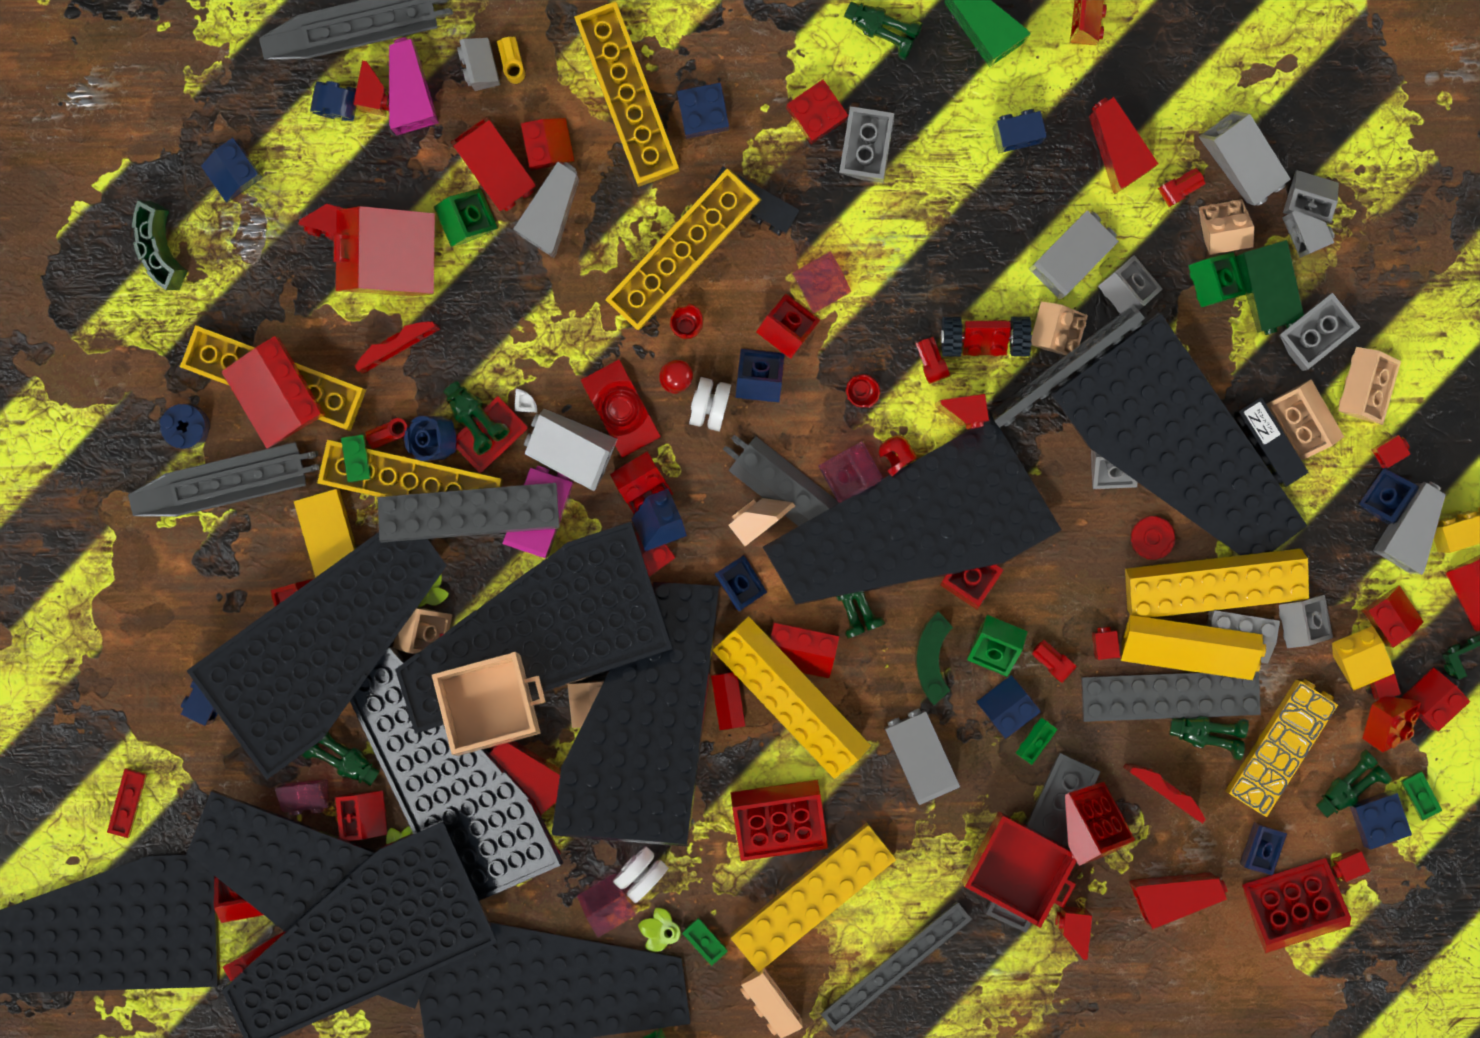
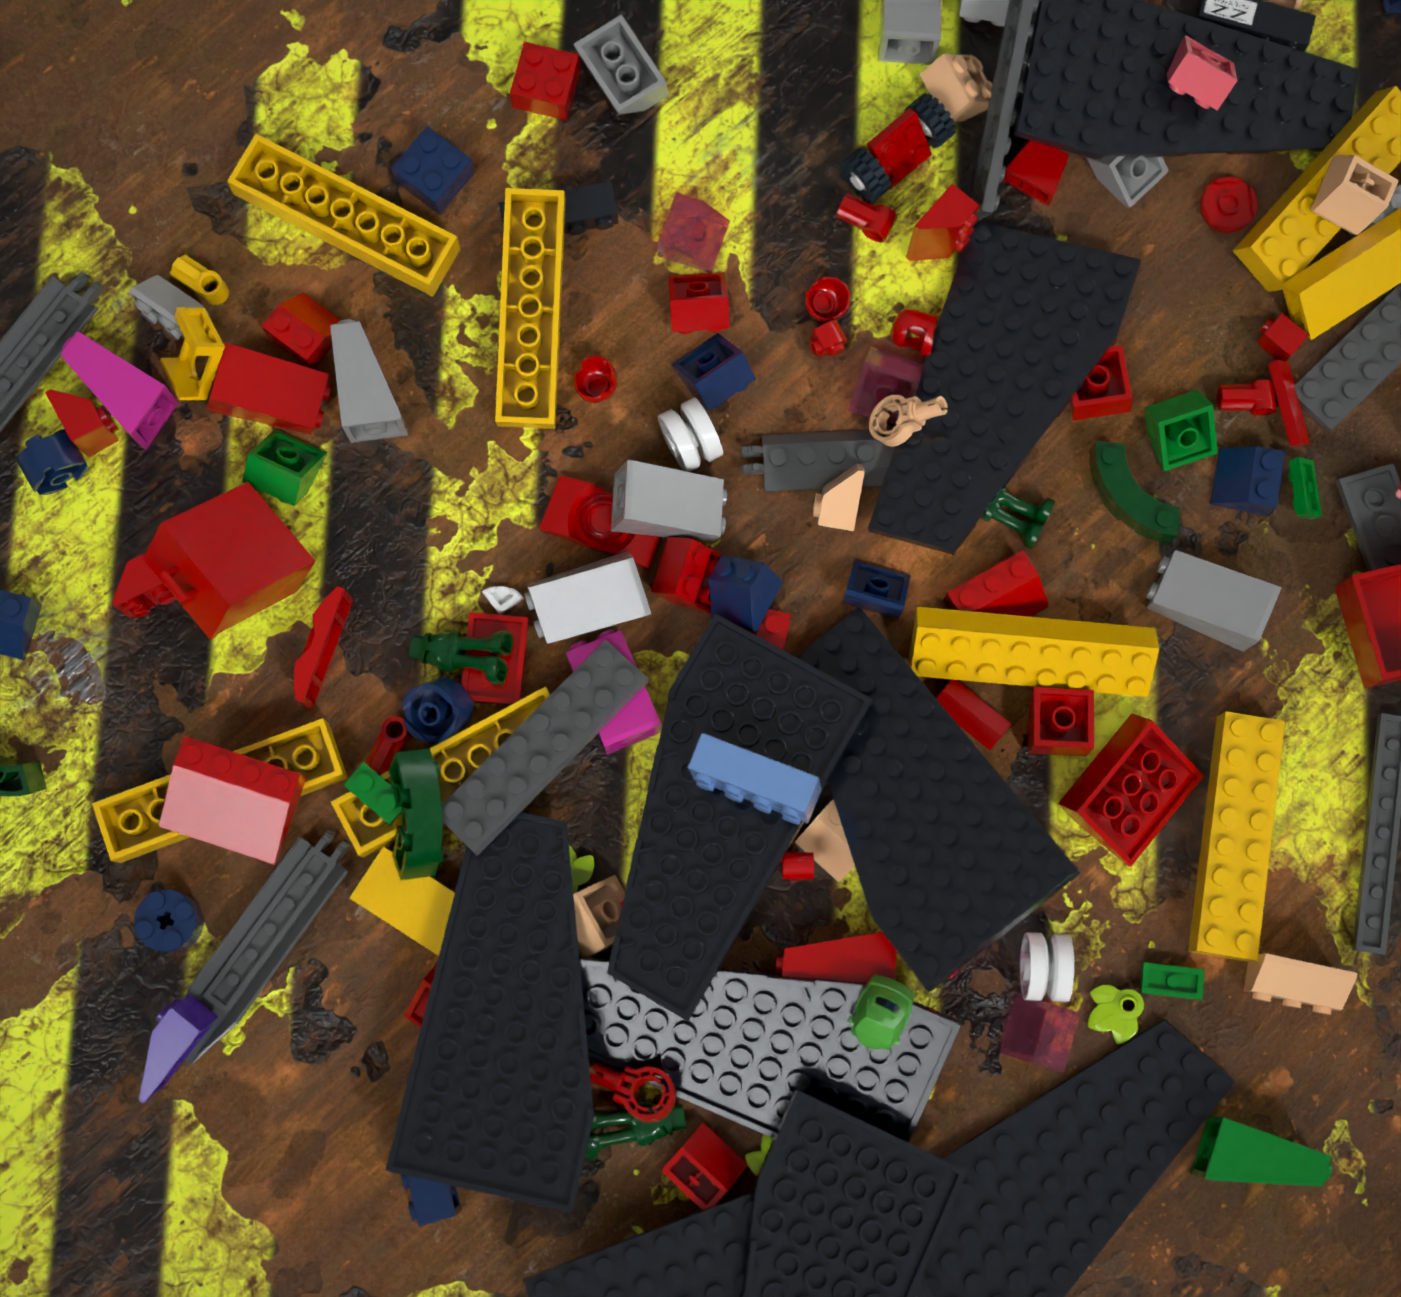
camera: 45 degrees left, 10 degrees down
(139, 496) = (172, 1041): none -> slope
(303, 796) = (625, 1202): clear pink slope -> none
(354, 730) = (619, 1081): none -> red pin
(376, 480) = (418, 793): none -> dark green brick
(472, 106) = (199, 340): none -> yellow panel
(487, 703) = (737, 916): light nougat container -> none
(523, 821) = (881, 1013): none -> bright green helmet
(554, 701) = (798, 866): none -> red piece
(564, 637) = (754, 778): none -> medium blue brick
(662, 433) = (667, 502): none -> light grey slope
(676, 376) = (632, 438): red helmet -> none
(772, 749) = (1061, 722): none -> red slope
(843, 415) = (828, 340): none -> red plate
(843, 504) = (911, 415): none -> light nougat pin
(1053, 422) = (1037, 171): none -> red torso
(1073, 685) = (1289, 403): none -> red tile
(1197, 452) = (1201, 74): none -> coral slope
(1216, 601) = (1353, 193): none -> light nougat slope

